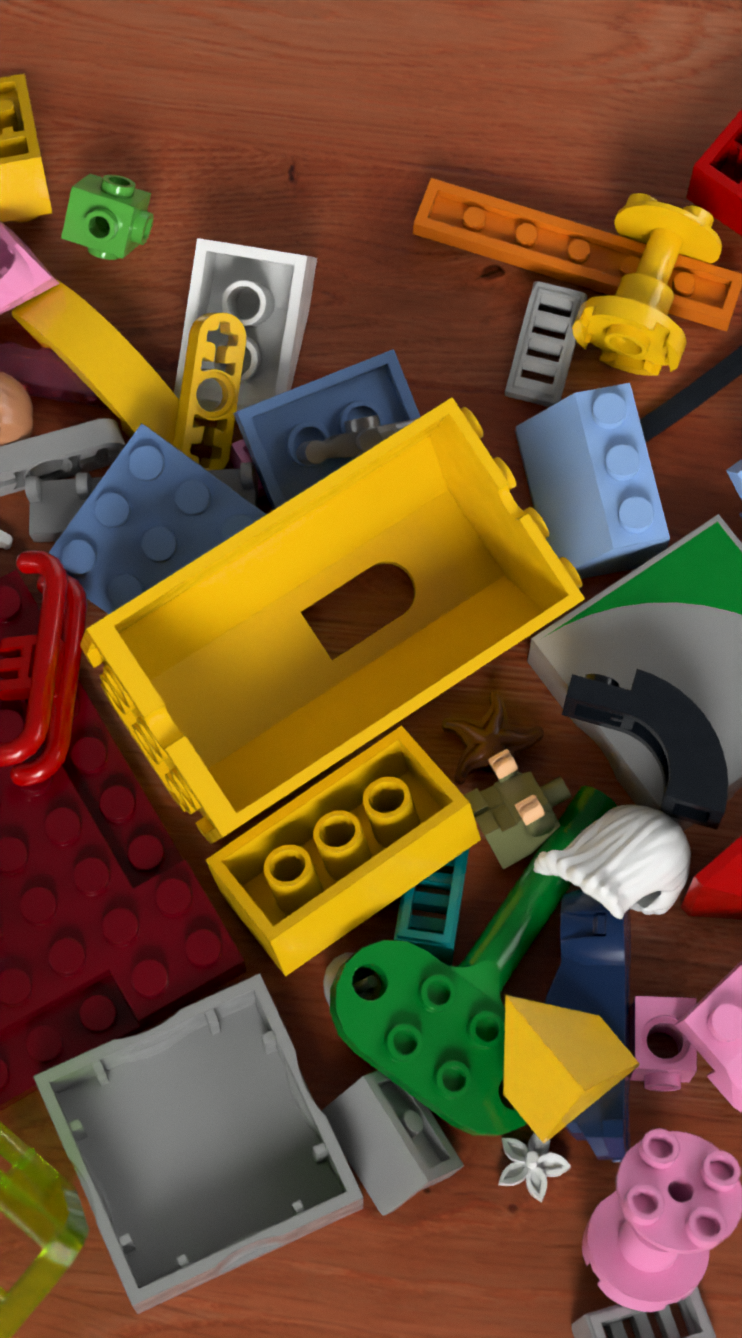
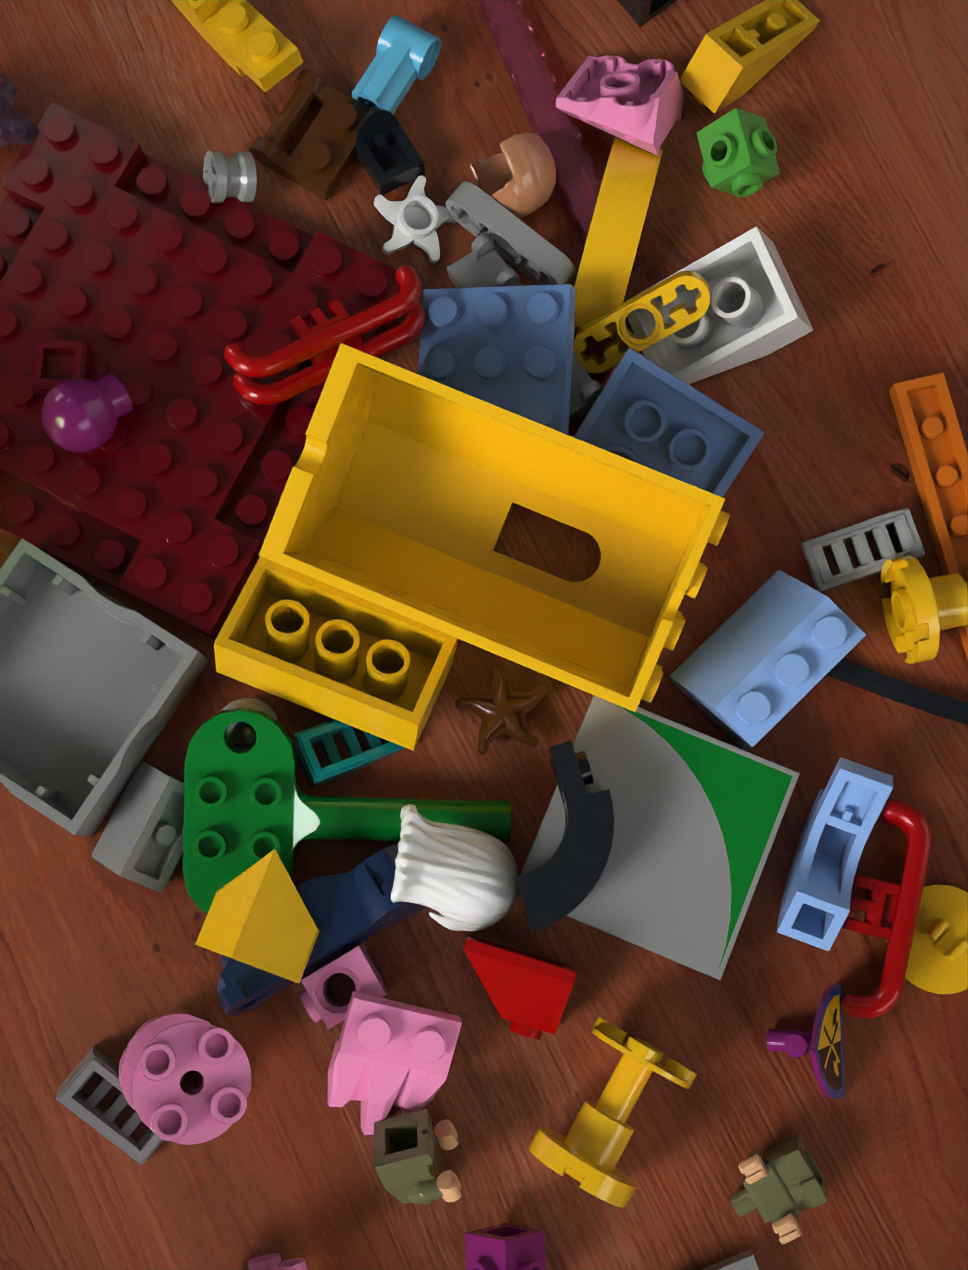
camera: 60 degrees right, 10 degrees up
(359, 437) = (669, 456): flat silver piece -> none
(516, 811) = (453, 763): olive piece -> none
(531, 1164) = (187, 938): white plant -> none

